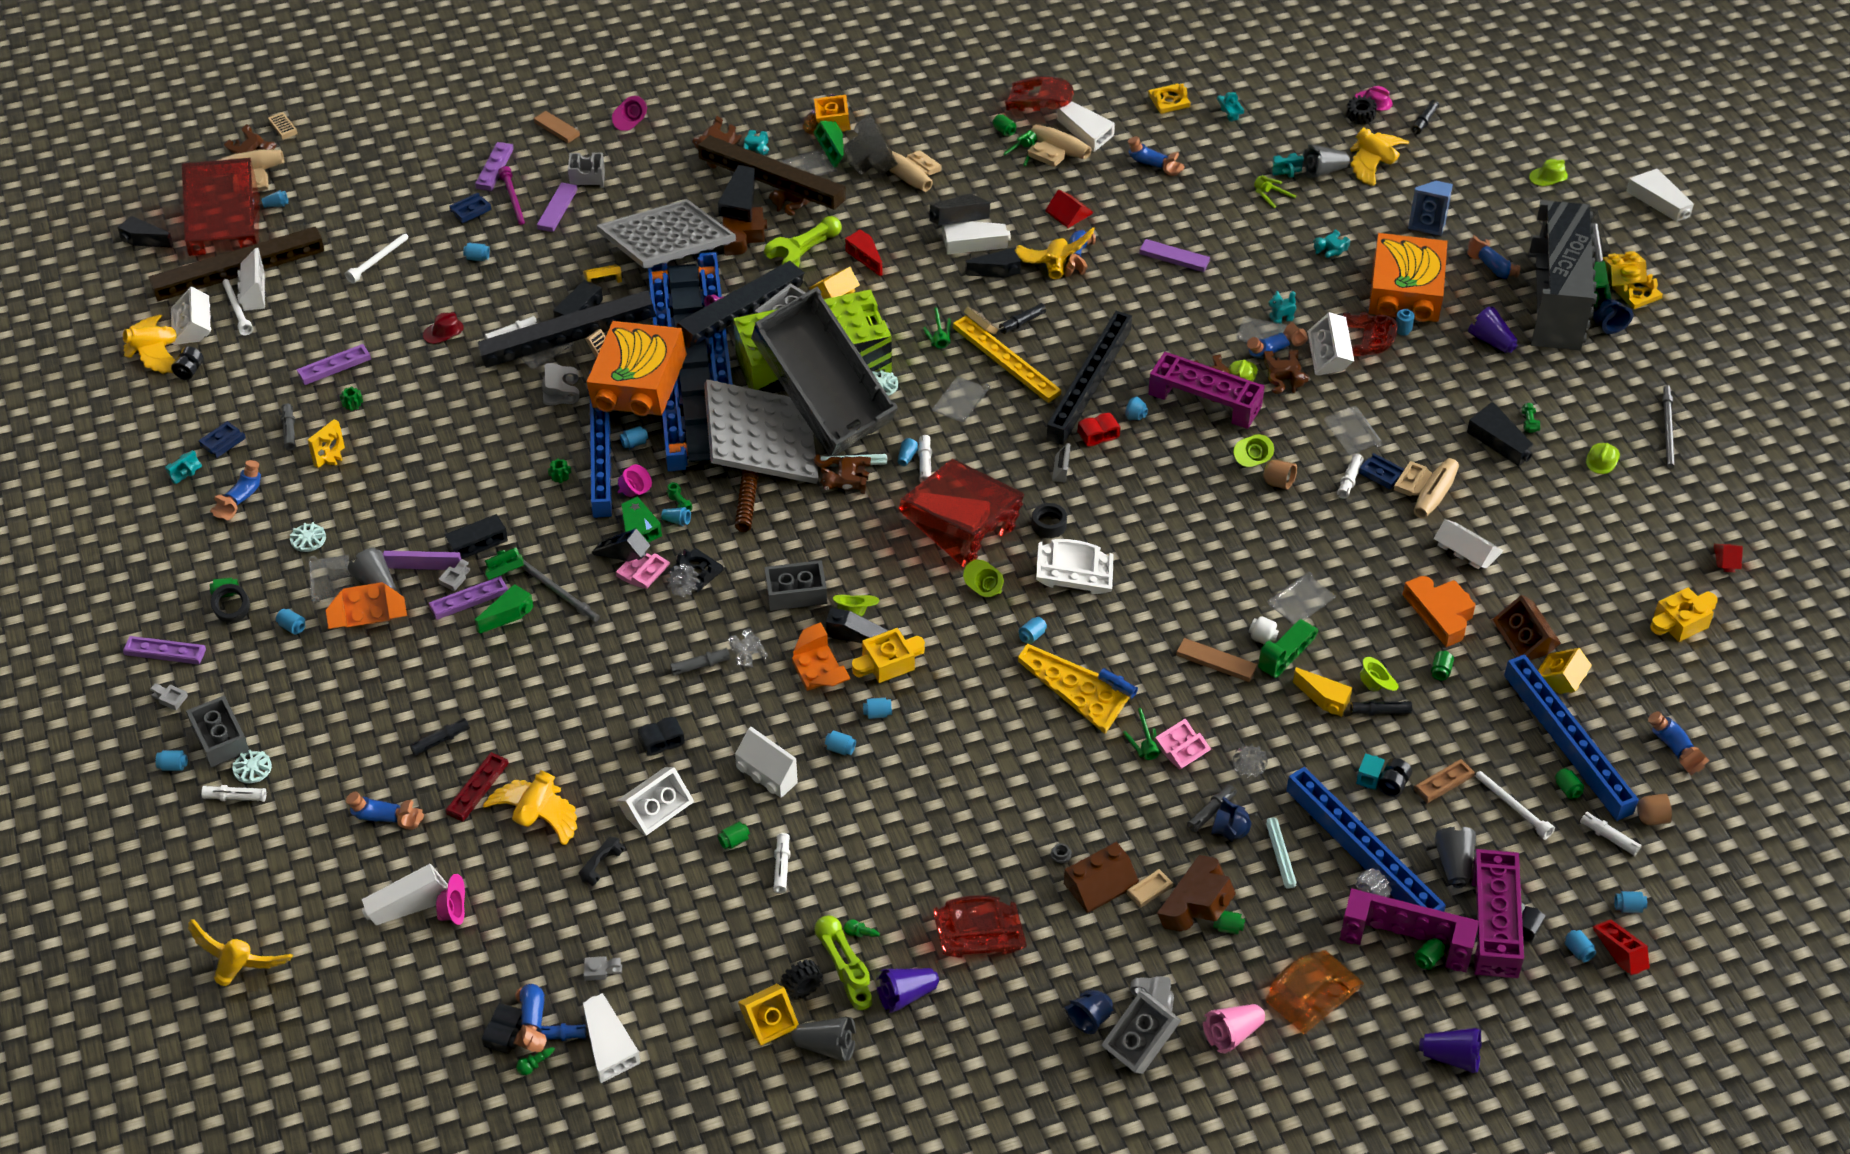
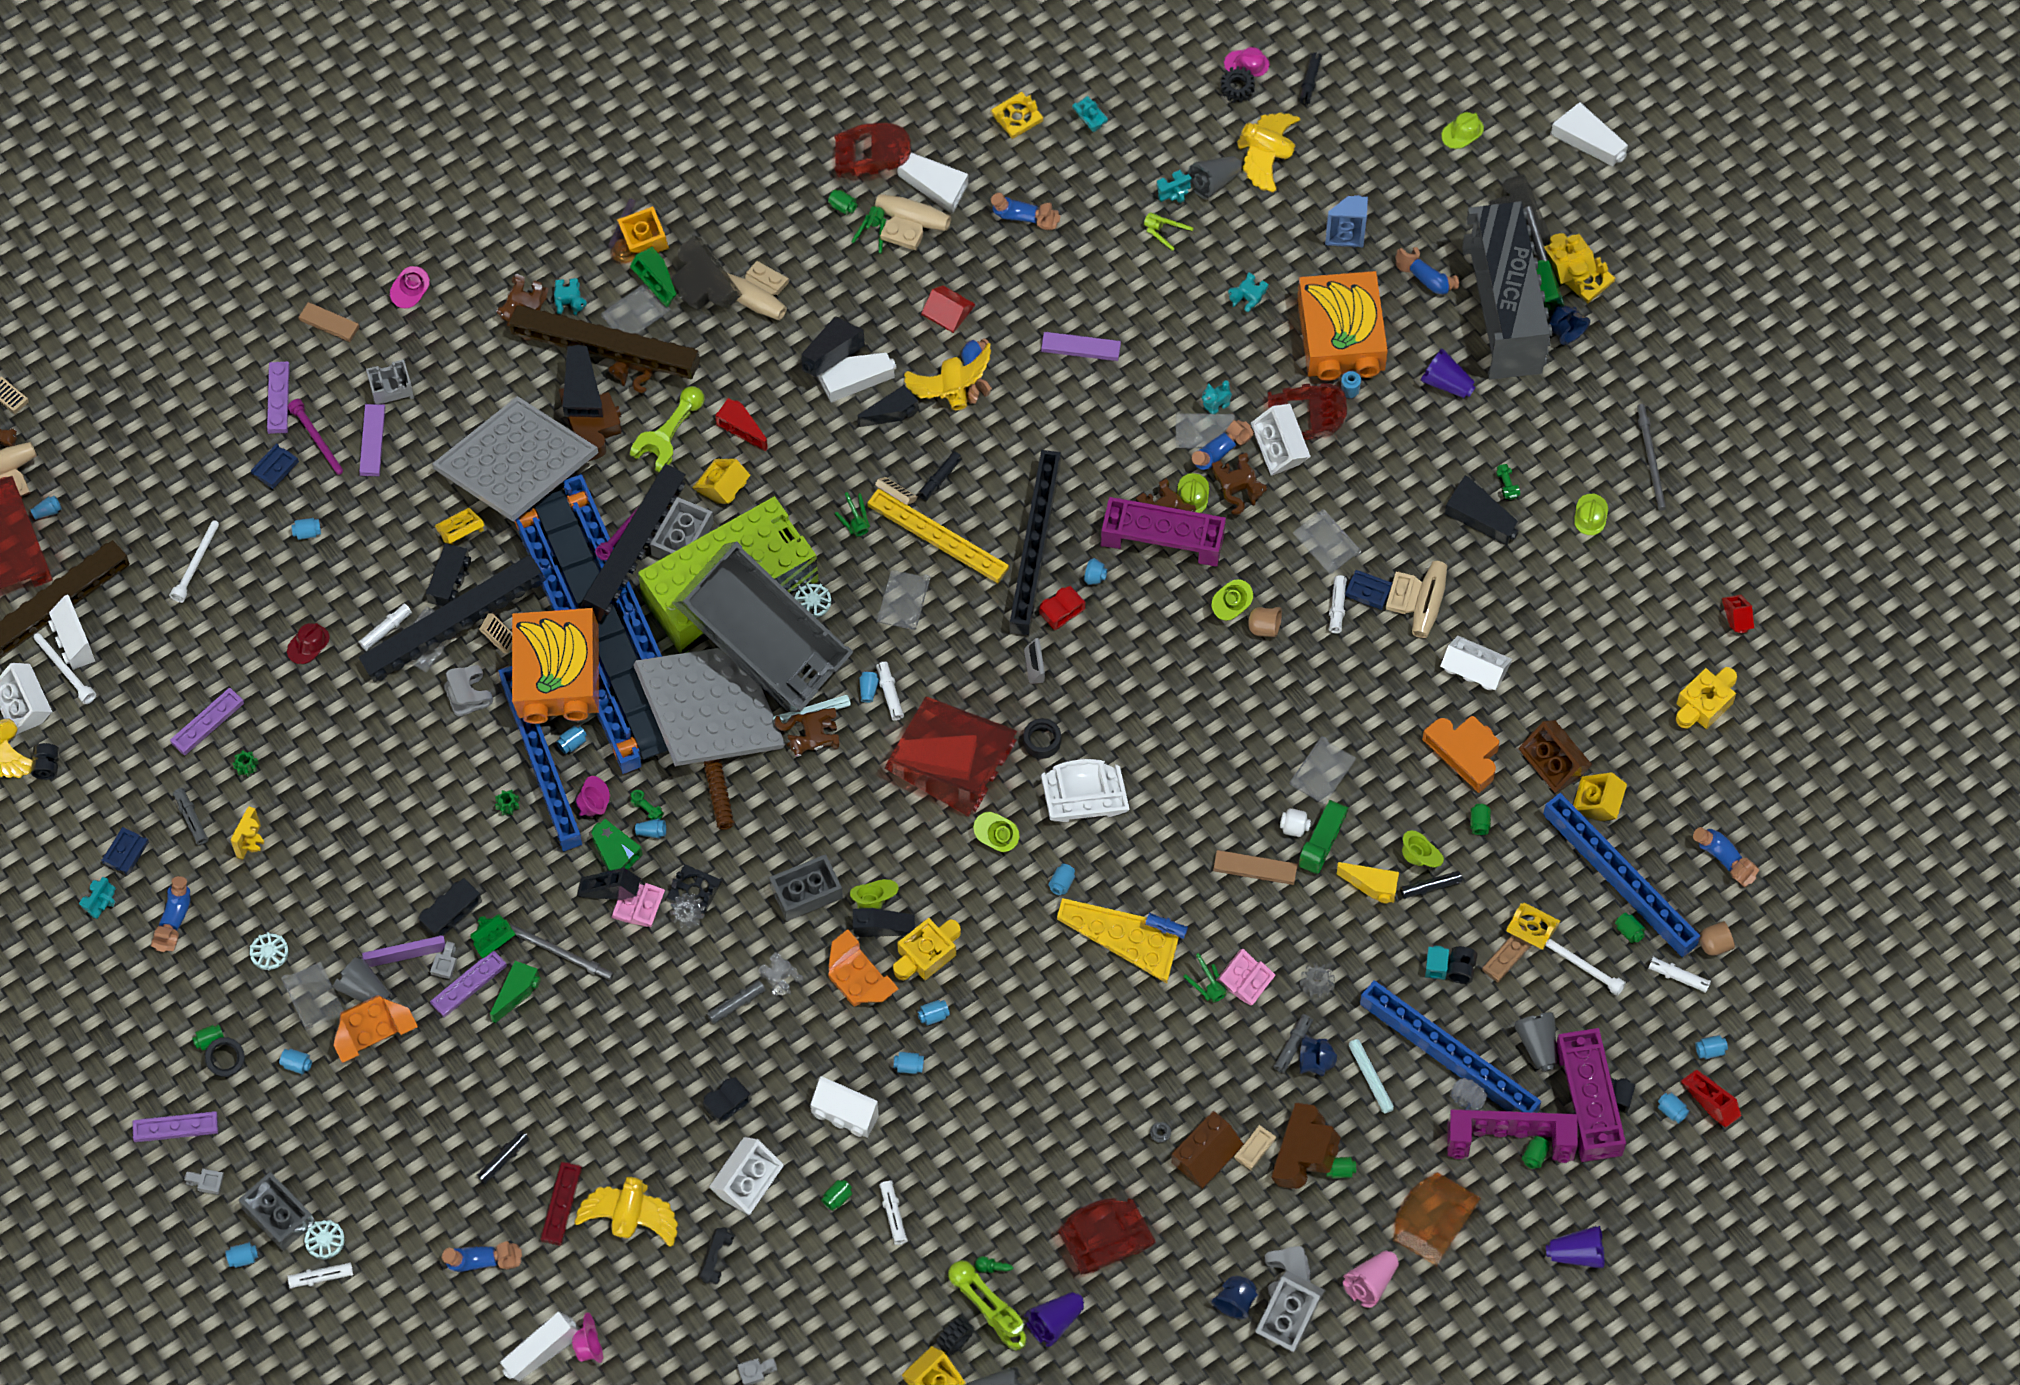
camera: 15 degrees left, 15 degrees up
(1475, 771) = (1531, 936): none -> yellow piece

